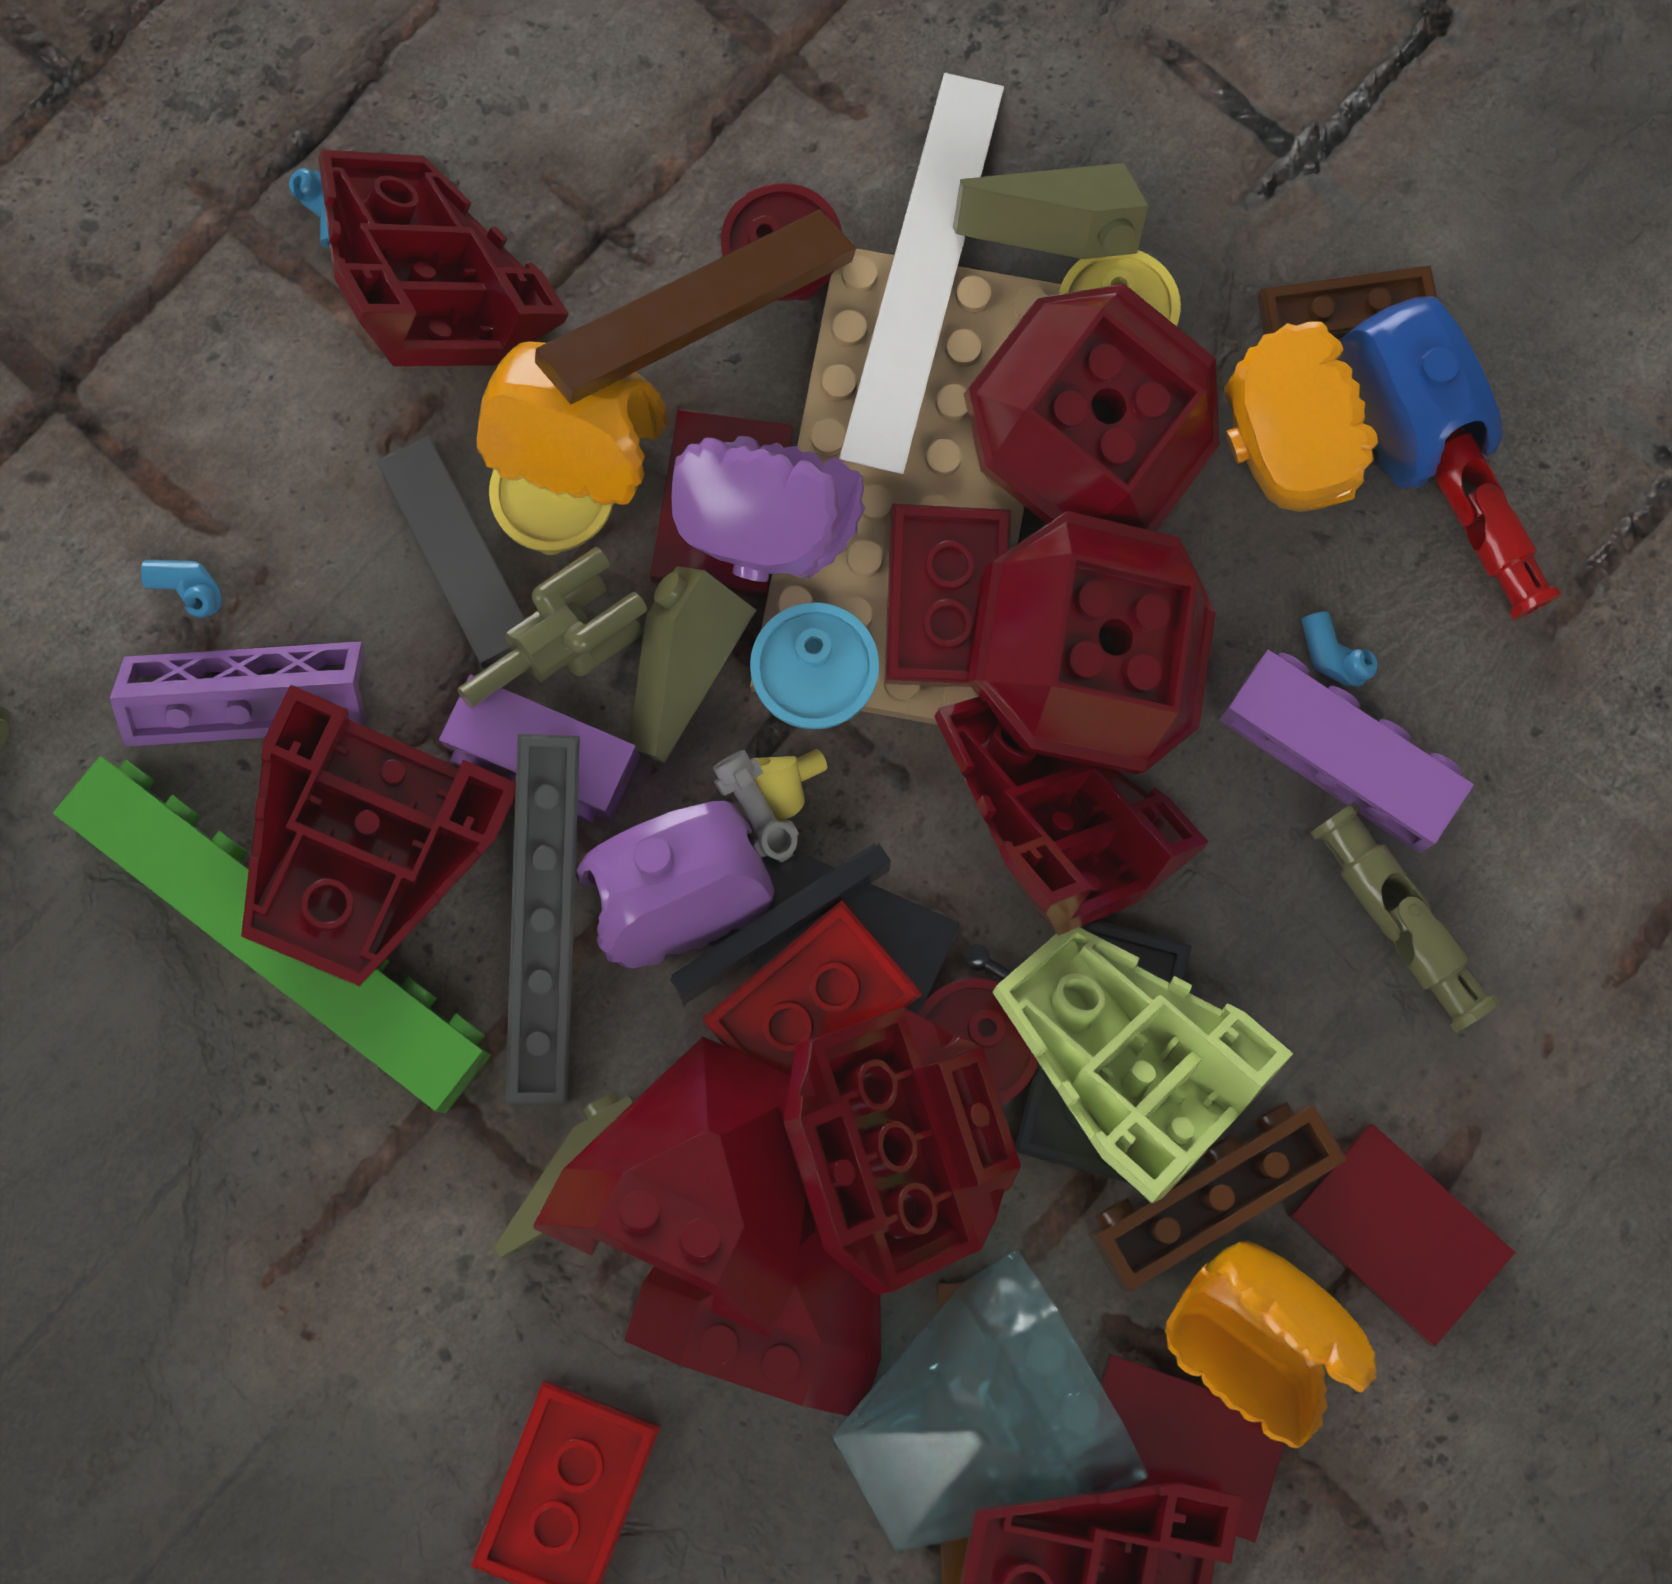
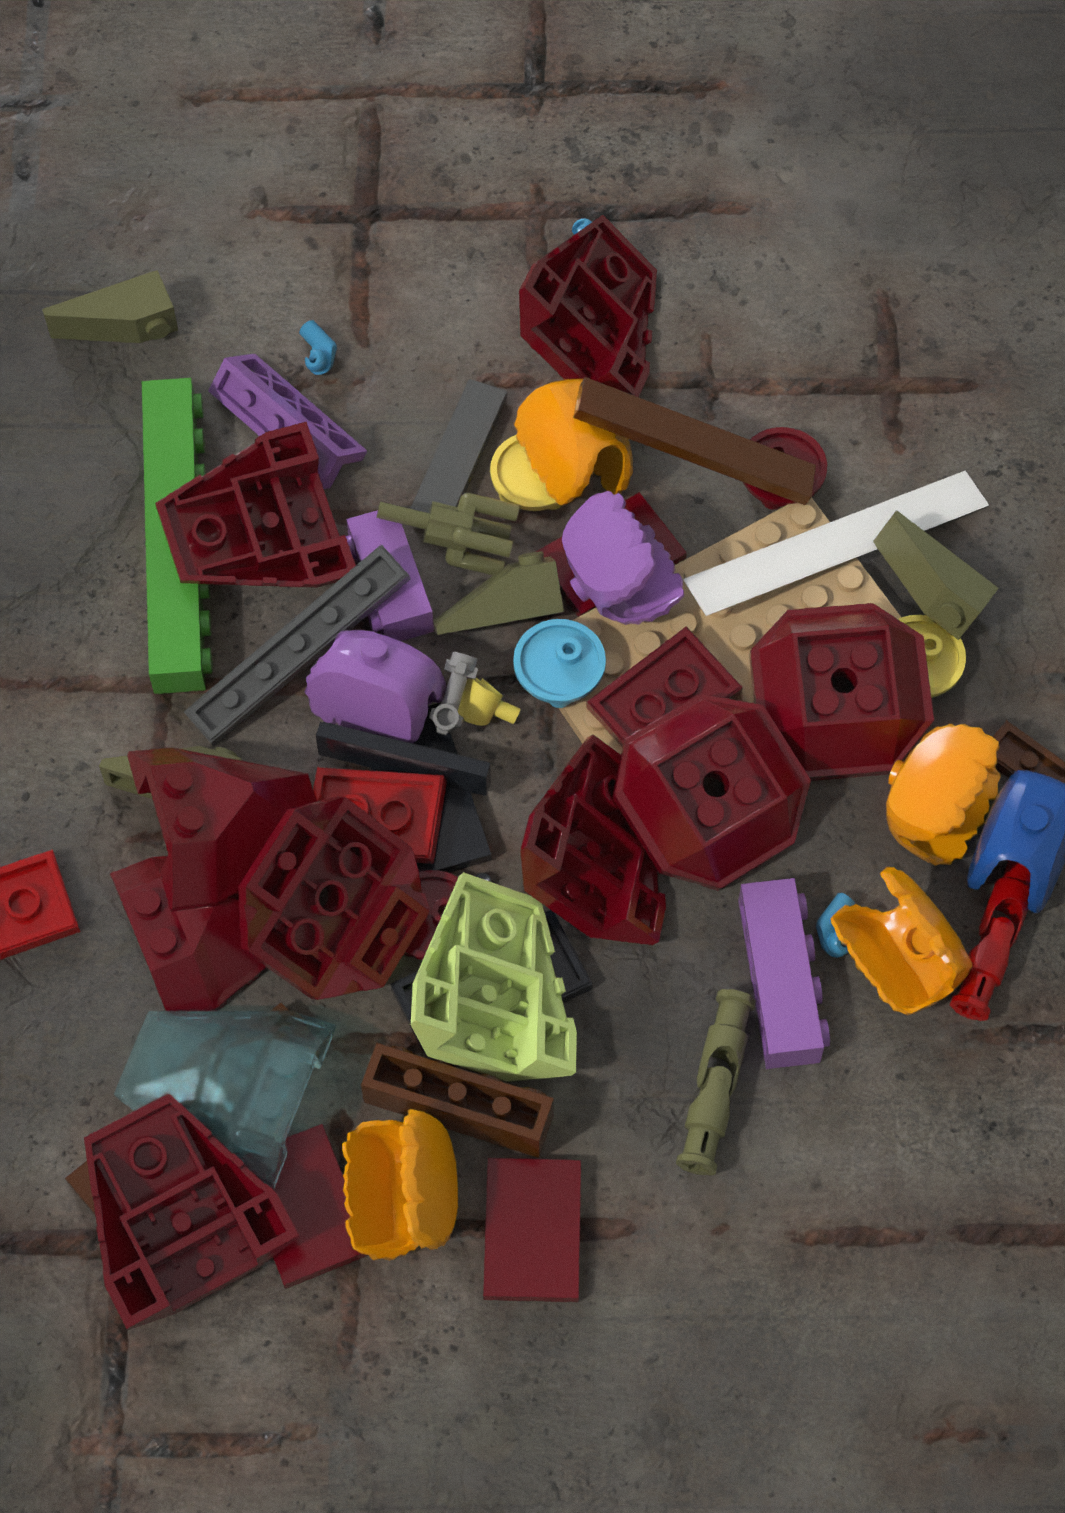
camera: 50 degrees right, 15 degrees down
(1434, 610) = (904, 951): none -> light orange animal

